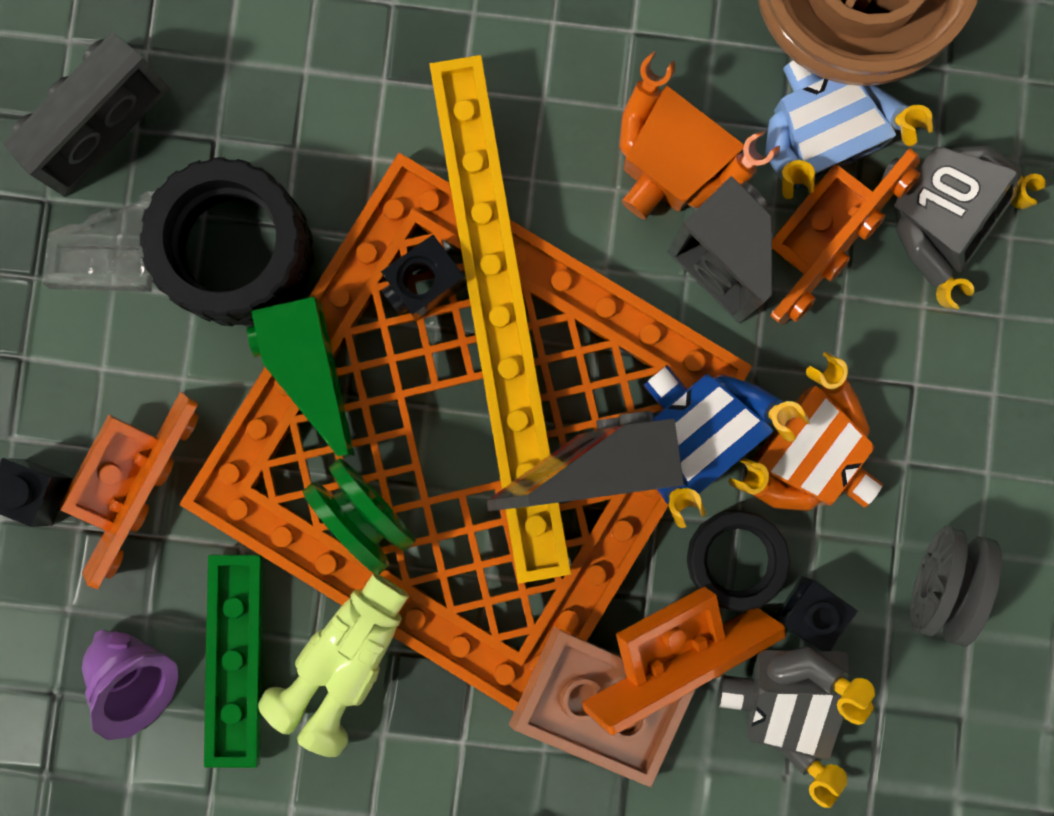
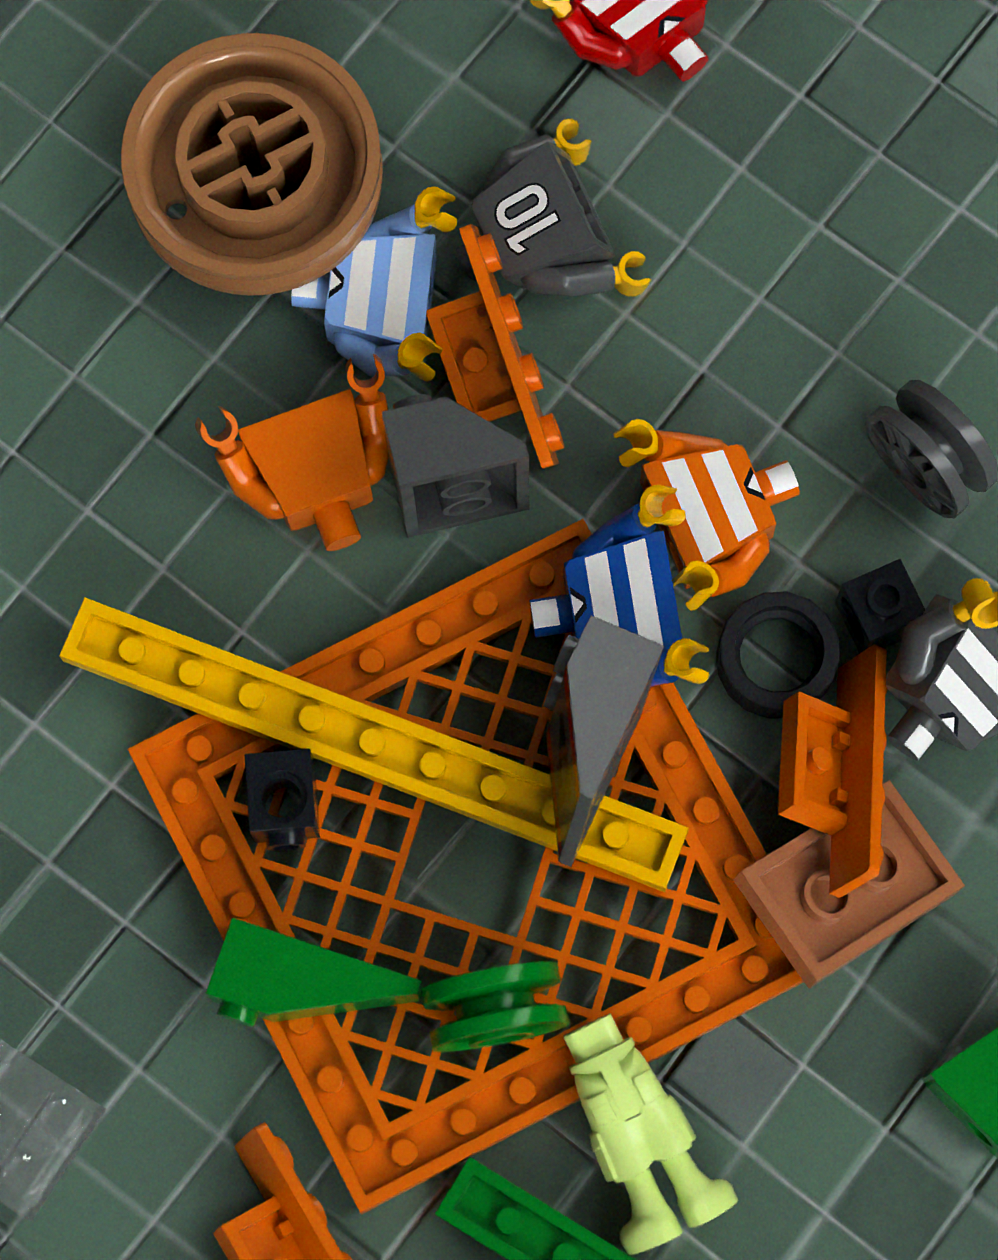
camera: 60 degrees left, 10 degrees down
(179, 205) = (52, 934): black tyre -> none

